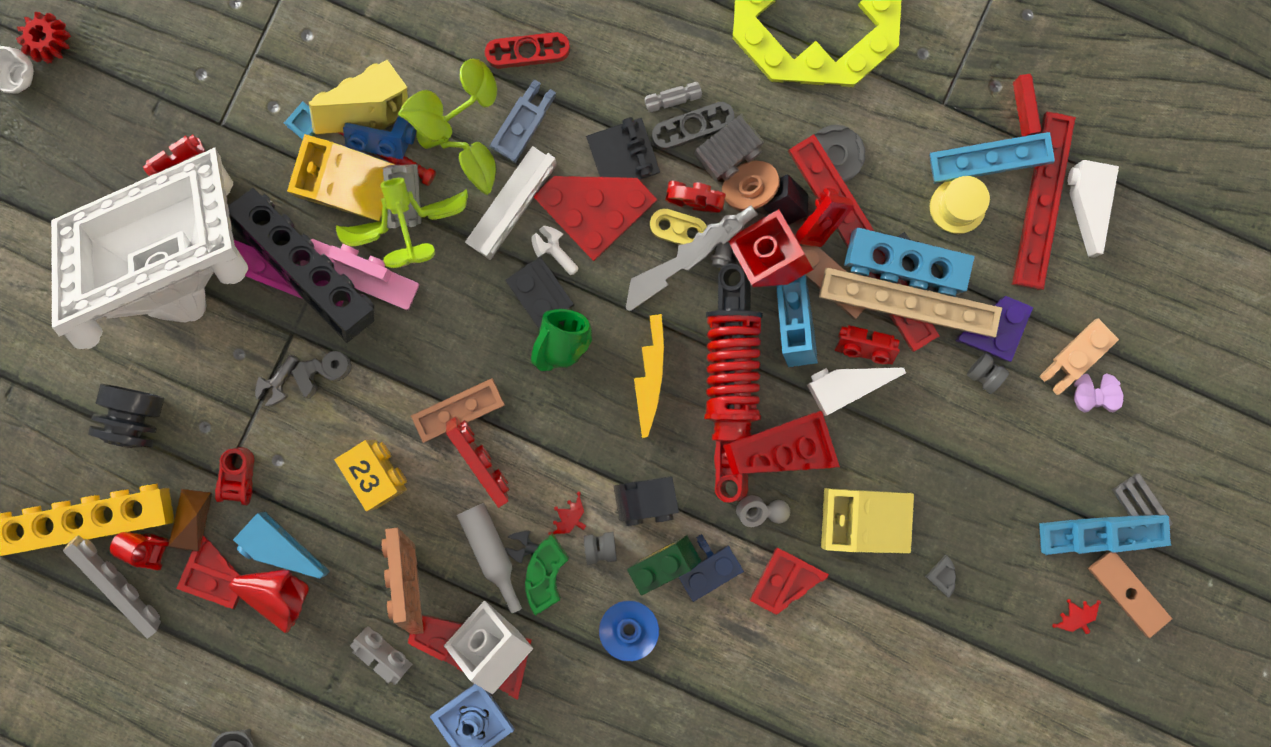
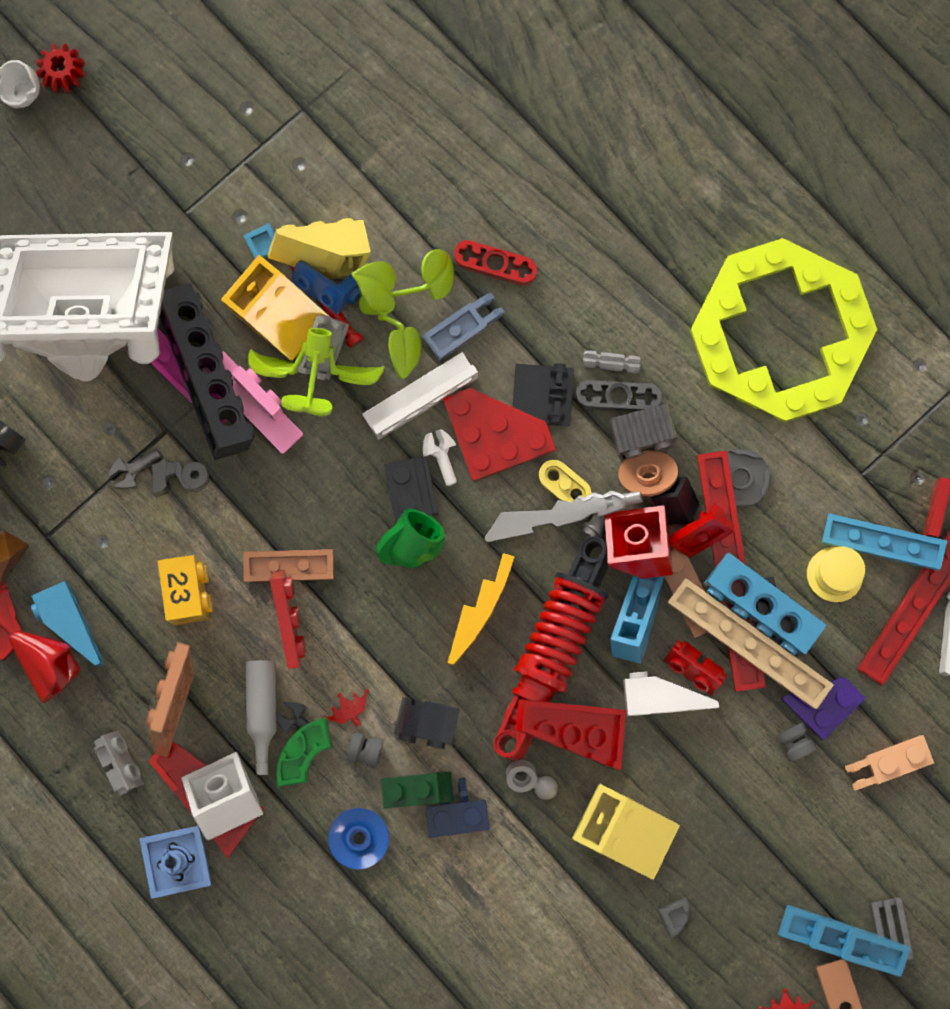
camera: 20 degrees right, 5 degrees down
(182, 151) = (140, 223): red hinge -> none
(235, 479) = (57, 541): red piece -> none
(698, 197) = (593, 462): red plate -> none
(784, 581) = (524, 855): red wing -> none
(1108, 396) = (901, 812): lavender piece -> none

